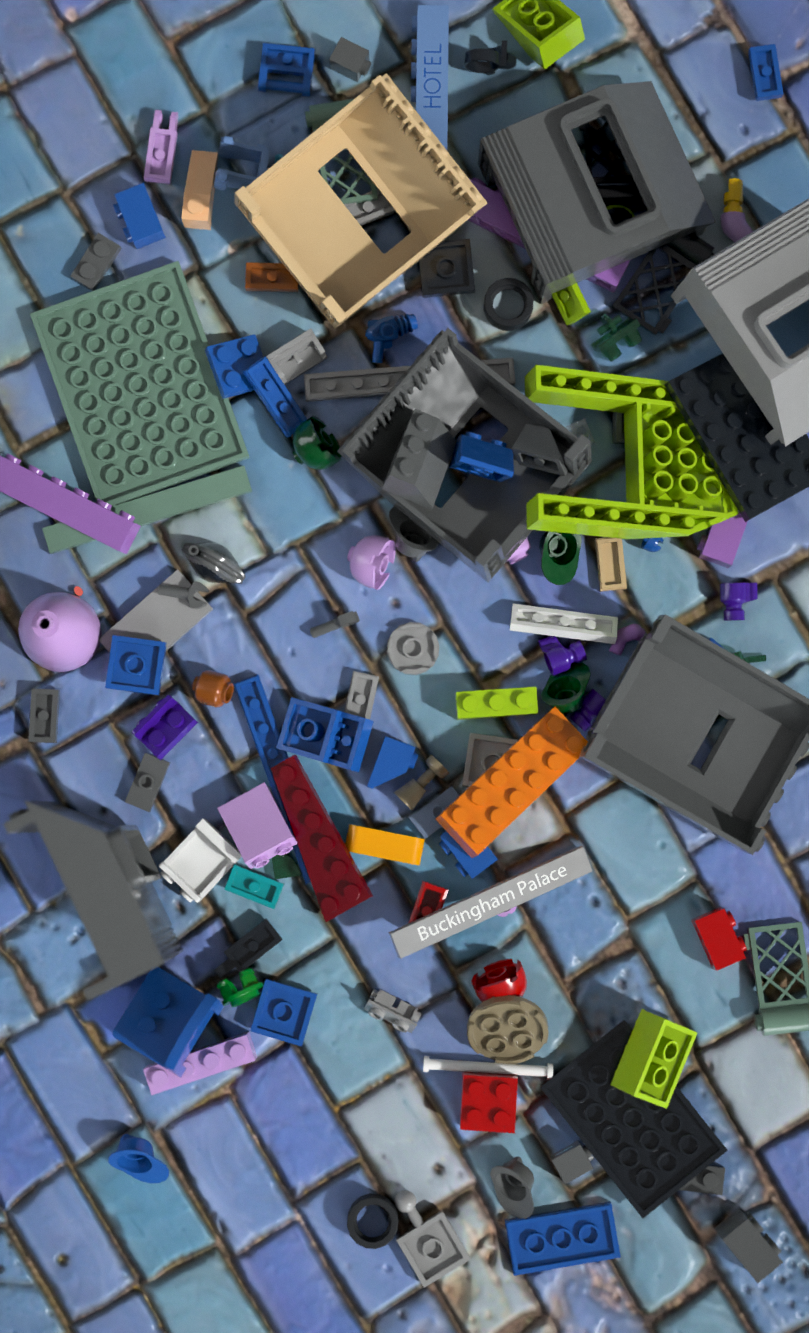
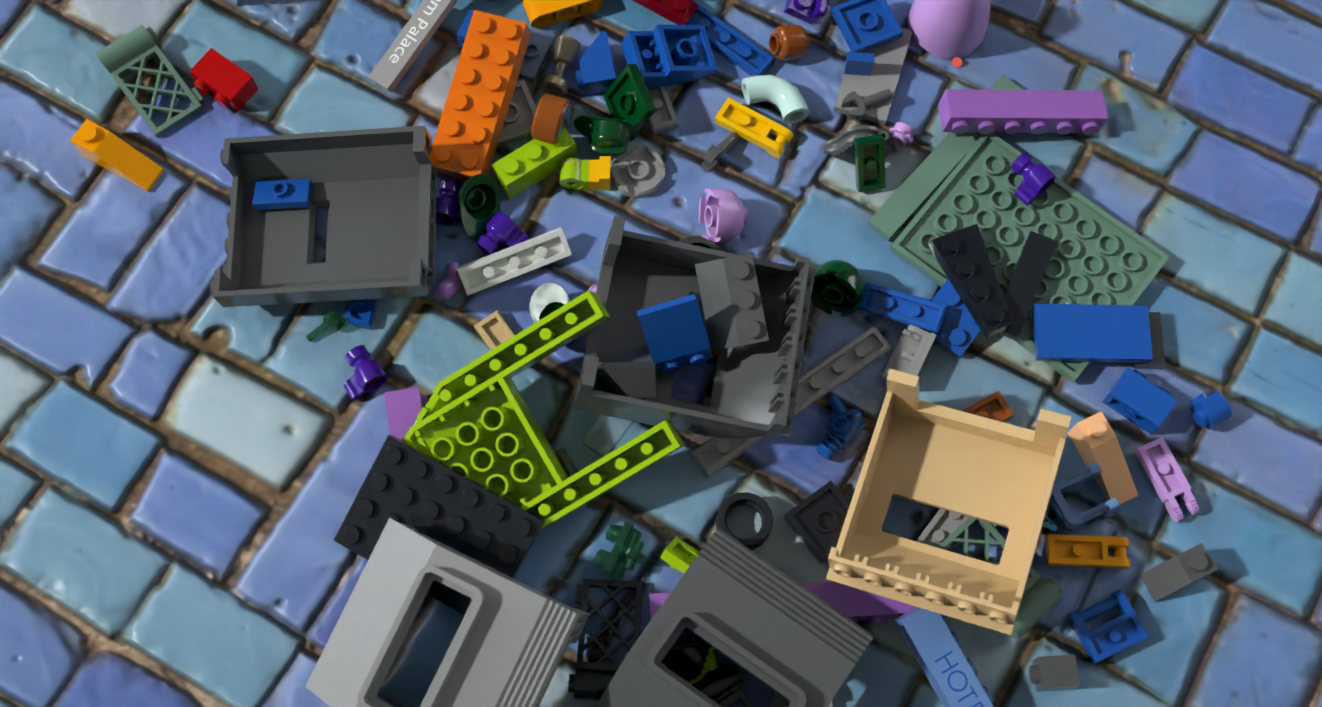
camera: 145 degrees right, 15 degrees down
(90, 177) = (1210, 410): none -> blue plate
(93, 438) = (1036, 178): none -> dark purple piece
(140, 286) = (1092, 333): none -> blue tile
(167, 357) = (1026, 280): none -> black tile
(169, 629) = (859, 63): none -> blue tile
(172, 549) = (902, 134): none -> lavender plate
(205, 74) = (1178, 572): none -> dark grey slope
(205, 387) = (973, 277): none -> black wing
(220, 533) = (870, 163): none -> dark green plate
(252, 649) = (779, 92): none -> light aqua cylinder
(262, 129) = (1086, 551): none -> light orange plate
(293, 630) = (753, 127): none -> yellow plate
(387, 706) = (630, 98): none -> dark green plate
(426, 682) = (606, 135): none -> dark green piece
(459, 668) = (586, 173): none -> leg
(463, 724) = (550, 117): none -> dark orange animal
(724, 792) = (282, 194): none -> blue plate

